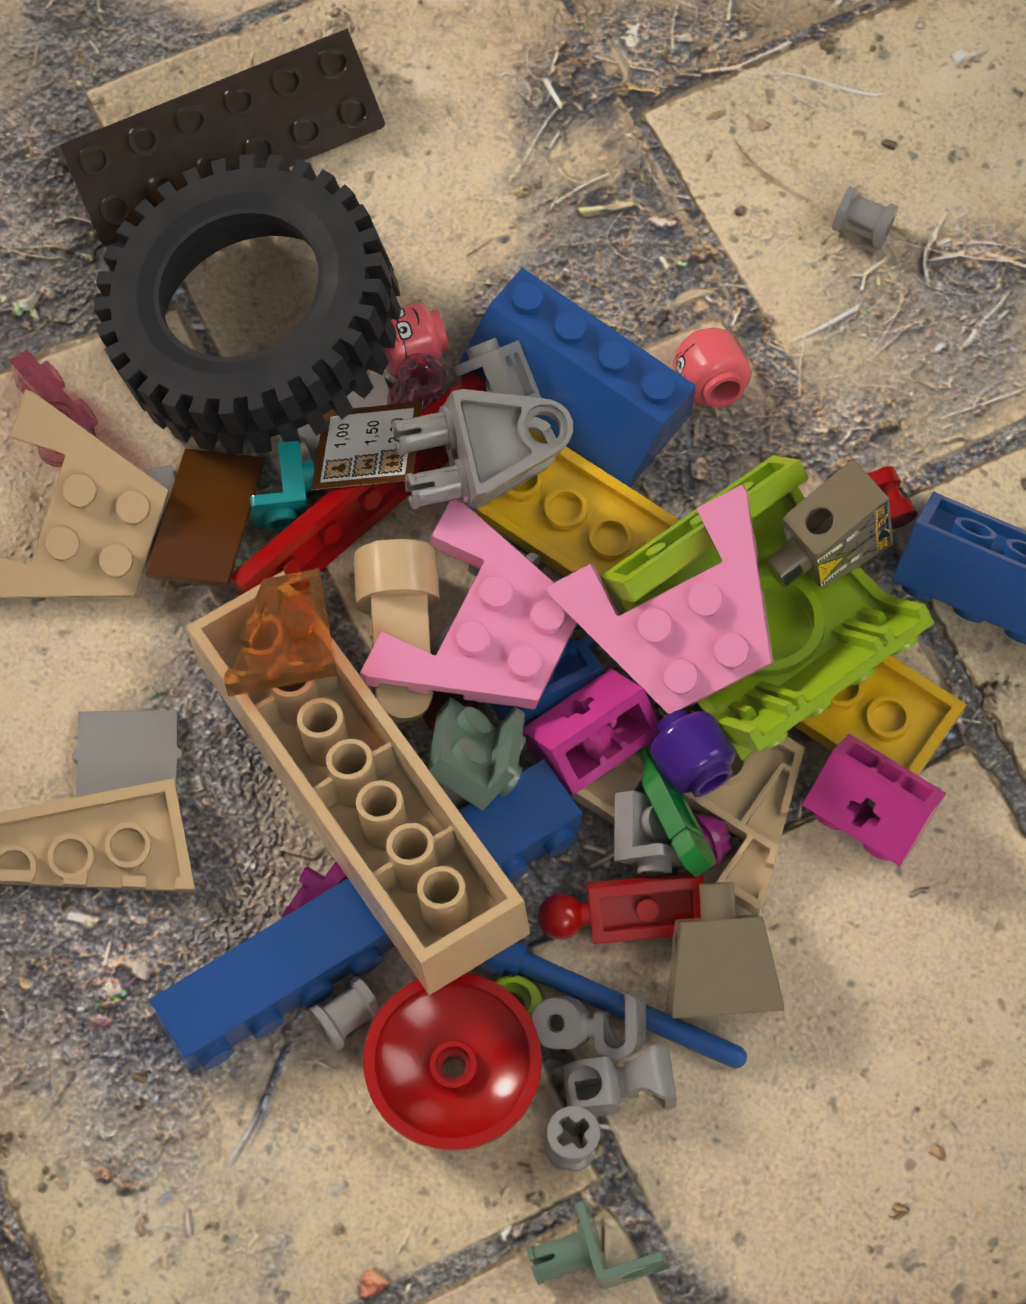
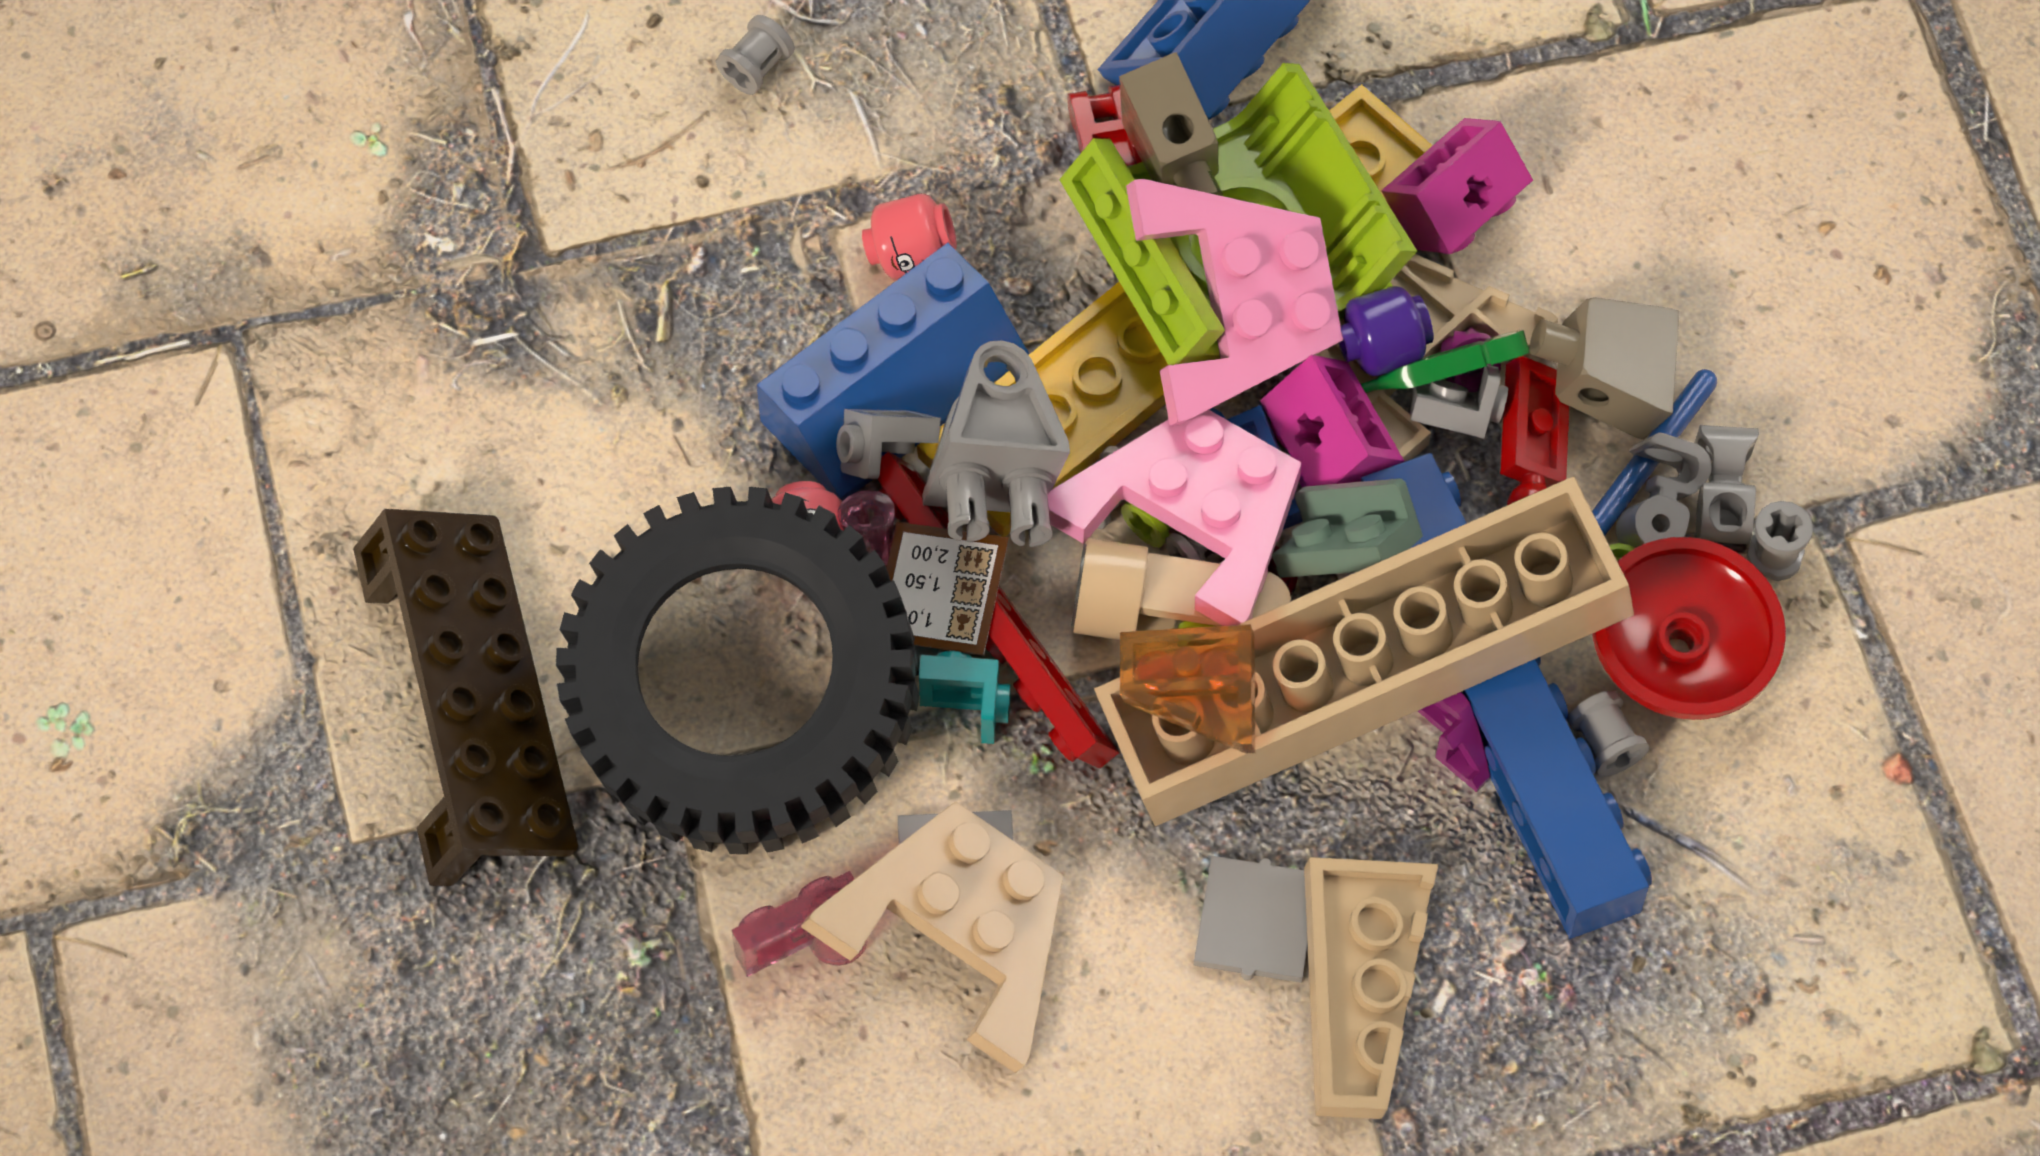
camera: 75 degrees left, 5 degrees down
(205, 518) = (1000, 778): reddish brown piece -> none
(584, 1251) = (1899, 546): sand green bracket -> none

